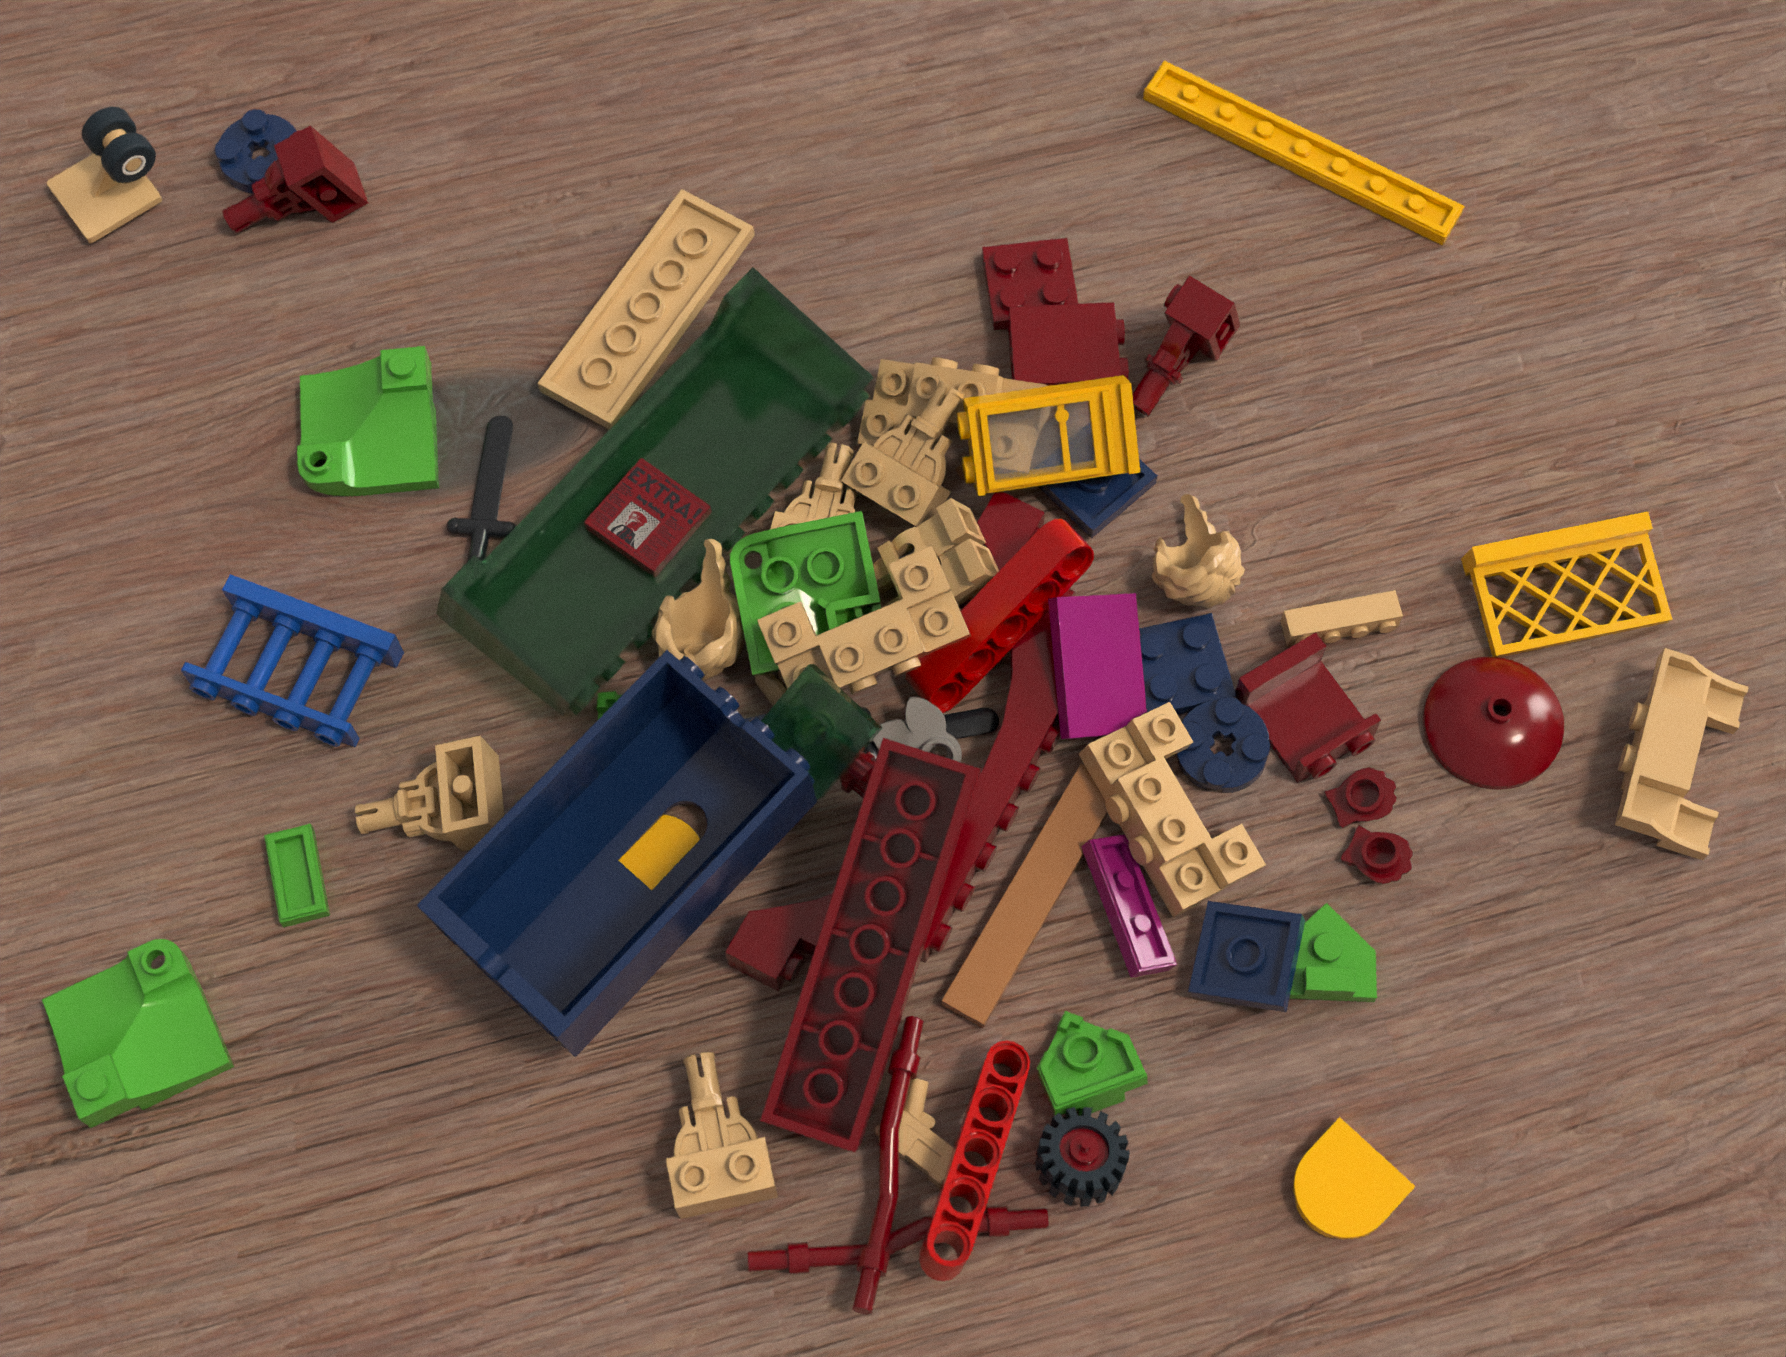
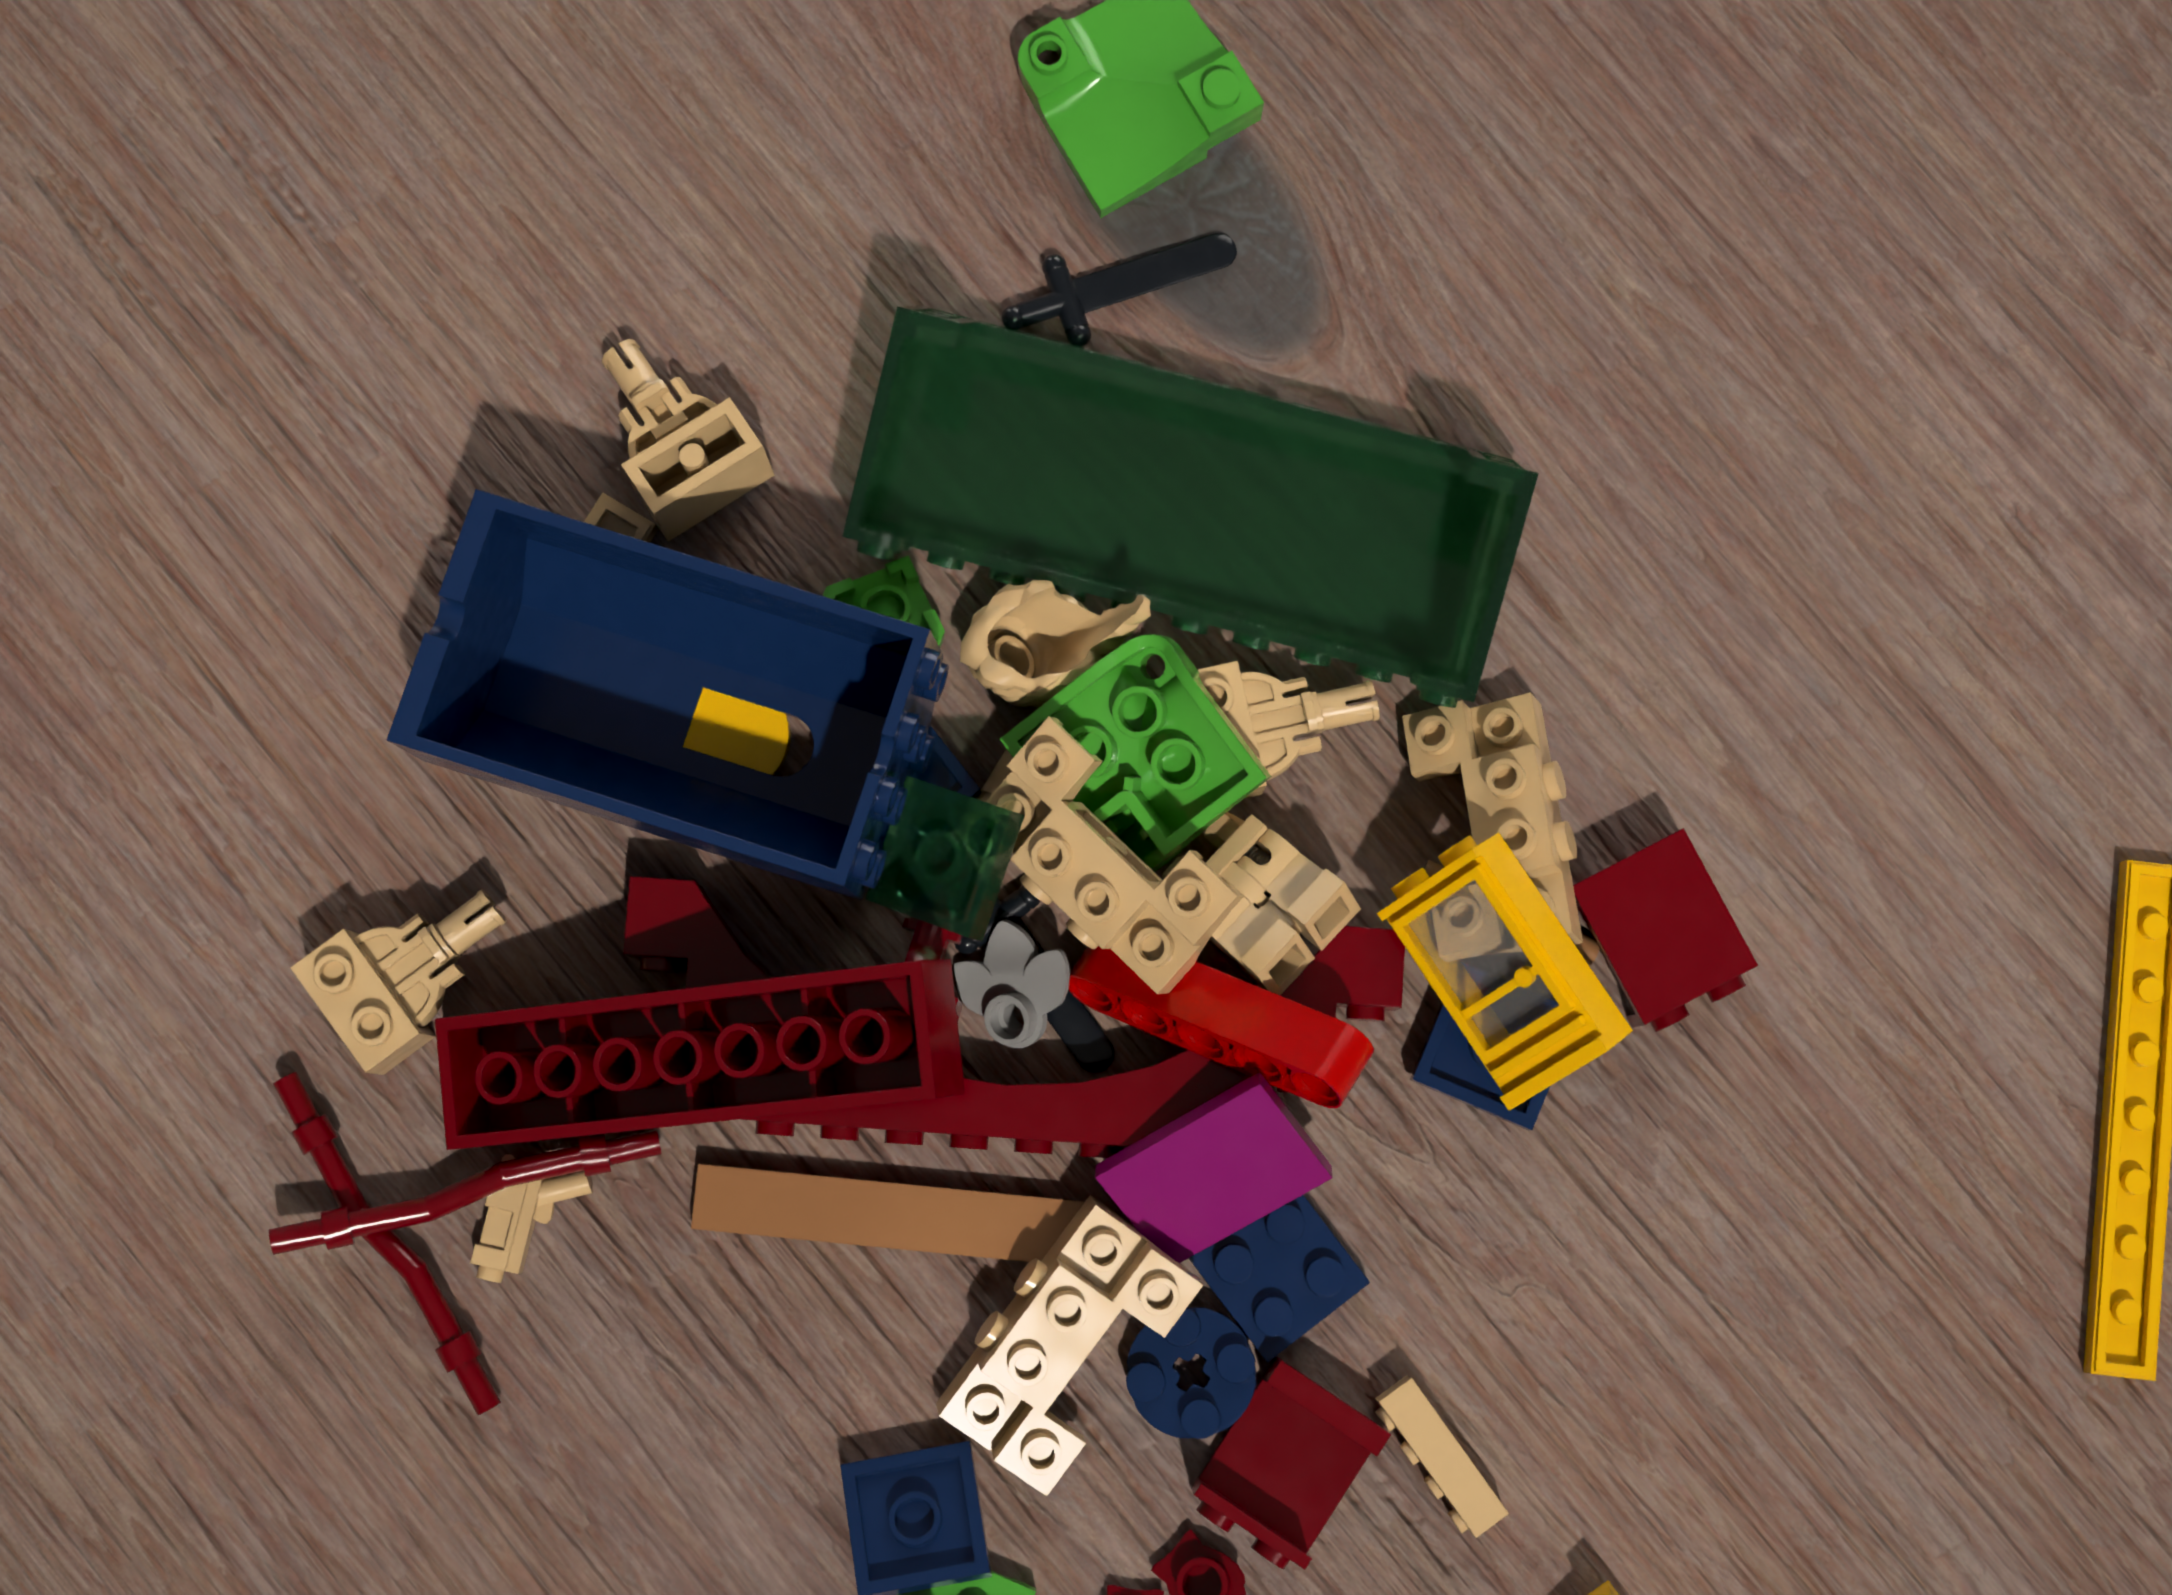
camera: 60 degrees right, 15 degrees up
(135, 1034) = (244, 232): bright green slope -> none
(289, 618) = (831, 192): blue fence -> none
(297, 875) = (520, 314): bright green tile -> none
(646, 309) = (1470, 353): tan plate -> none
(648, 517) = (1172, 500): dark red tile -> none
(908, 462) = (1377, 794): tan brick -> none
(963, 1178) = (478, 1315): red beam -> none
(1027, 276) = (1753, 833): dark red plate -> none
(1082, 1156) = (573, 1422): black wheel -> none
(1088, 1066) = (692, 1378): bright green plate -> none
(1129, 906) = (920, 1343): magenta tile -> none
(1197, 322) = (1780, 1087): dark red brick -> none
(1203, 567) = (1422, 1243): tan hair -> none

